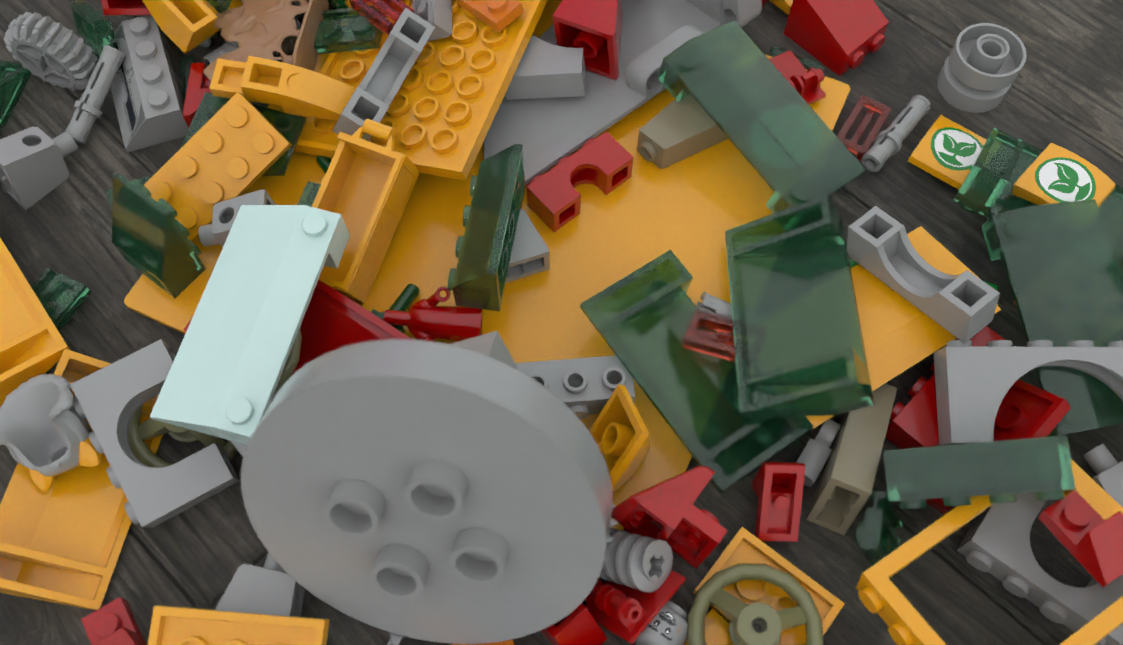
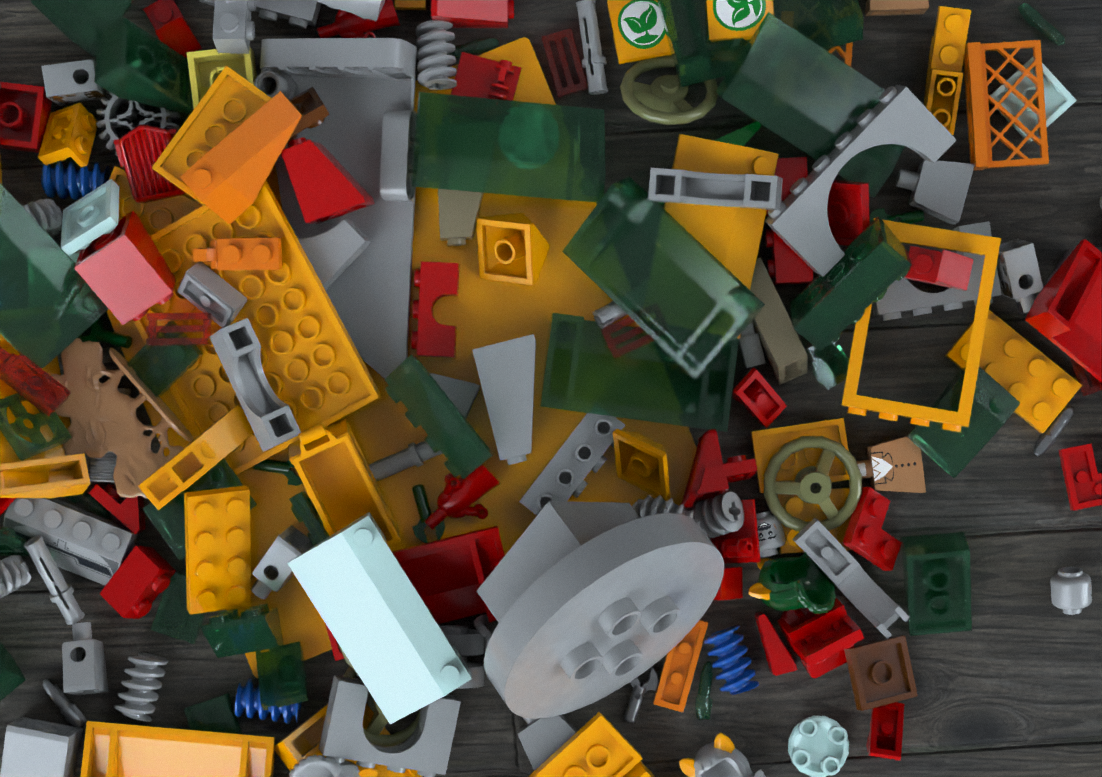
camera: 45 degrees left, 25 degrees up
(44, 220) = (141, 686): none -> light grey piece
(105, 322) = (249, 699): none -> blue piece
(135, 307) = (282, 676): none -> clear green plate
(138, 147) = (138, 582): none -> red brick
(438, 260) = (409, 457): none -> light grey pin
(567, 270) = (508, 389): none -> light grey slope
(687, 188) = (510, 249): none -> light orange slope
(774, 27) = (433, 55): none -> light grey piece
(931, 203) = (665, 96): none -> olive piece

